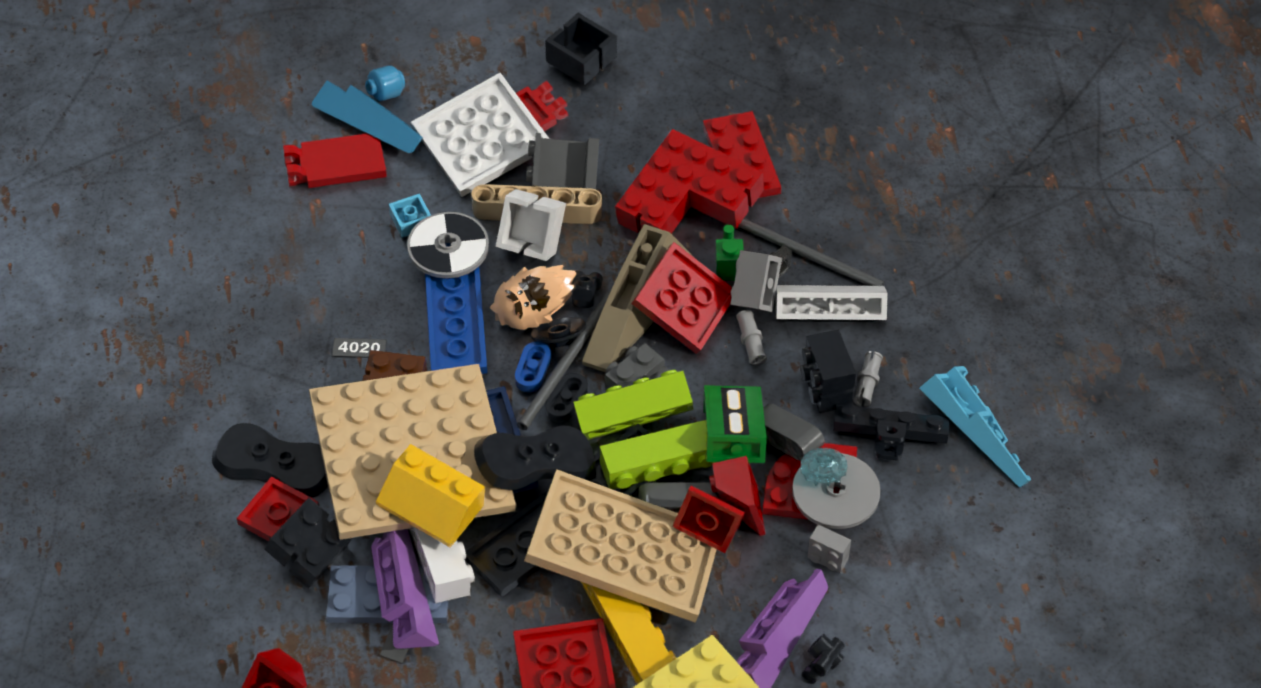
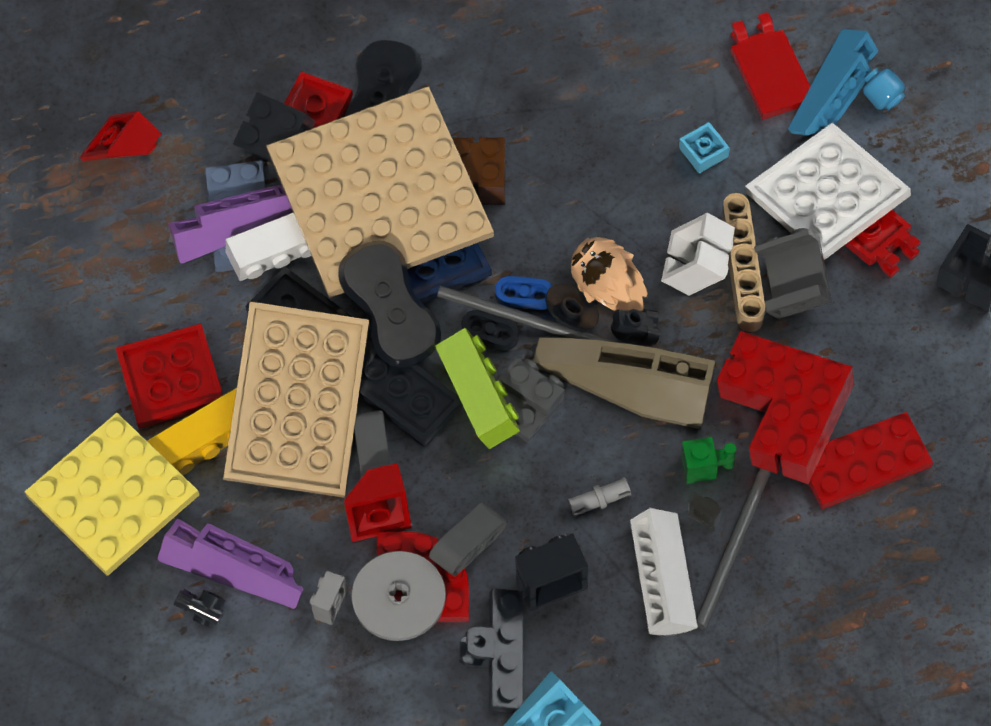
camera: 85 degrees right, 10 degrees up
(357, 347) = (530, 137): dark grey sticker -> none
(431, 495) = (310, 210): yellow slope -> none
(455, 321) = (591, 209): blue plate -> none
(467, 248) = (675, 169): piece -> none
(655, 455) = (415, 419): lime brick -> none
(684, 297) = (630, 418): red plate -> none
(708, 519) = (338, 474): red slope -> none
(734, 423) = (461, 479): green panel -> none
(756, 281) = (661, 484): light grey brick -> none
(824, 457) = (416, 562): clear light blue gear -> none
(868, 378) = (562, 620): light grey pin -> none

